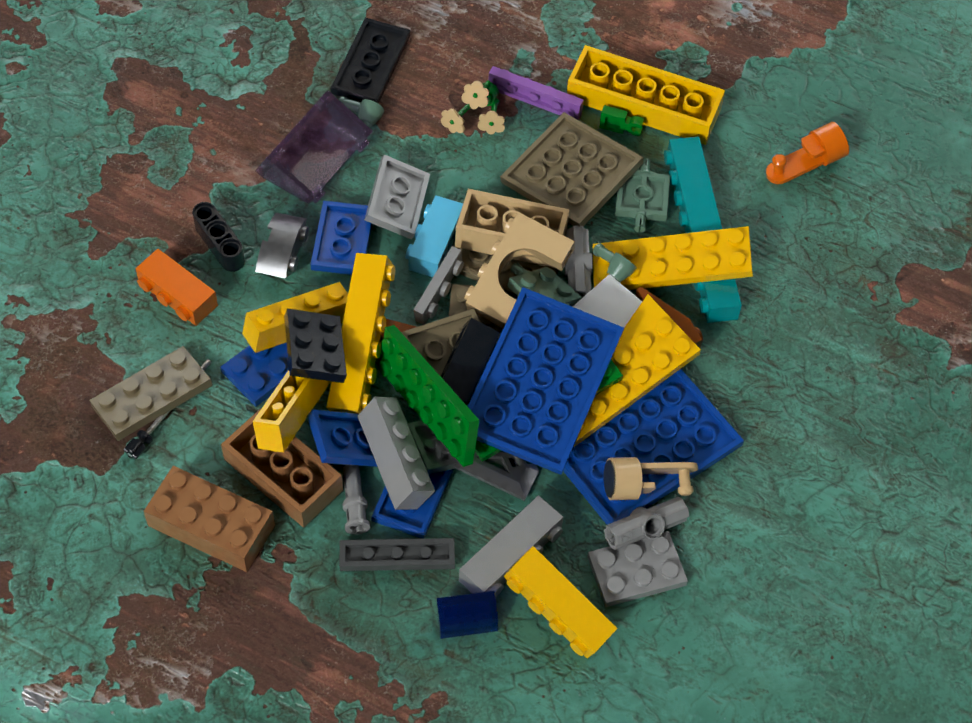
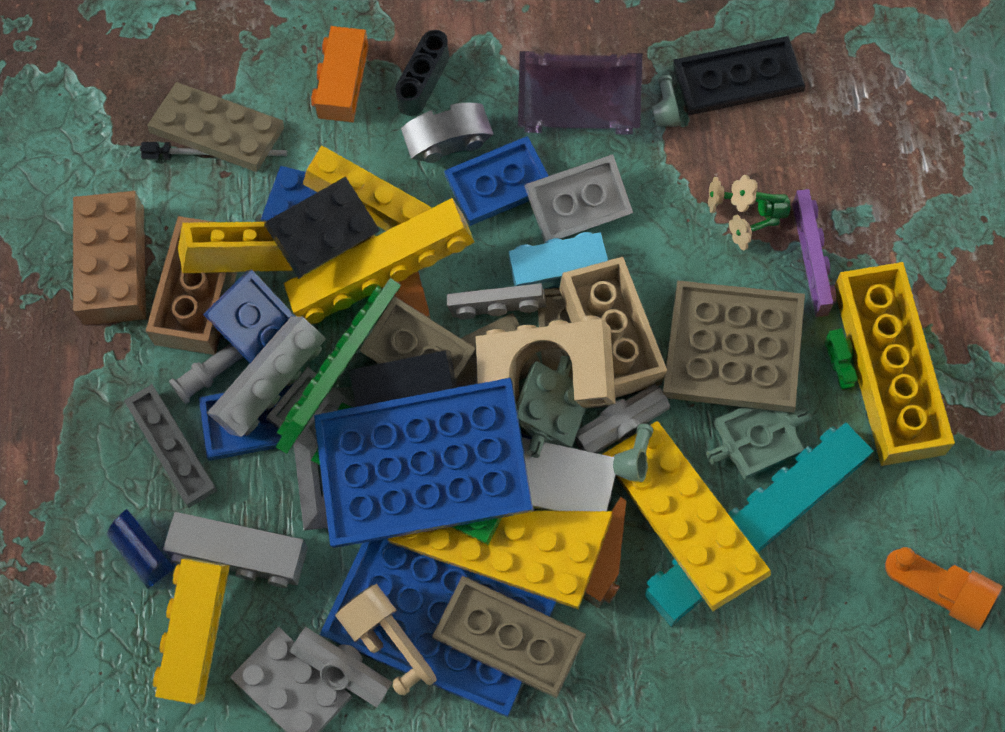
camera: 65 degrees right, 10 degrees up
(690, 408) = (509, 636): none -> dark tan tile

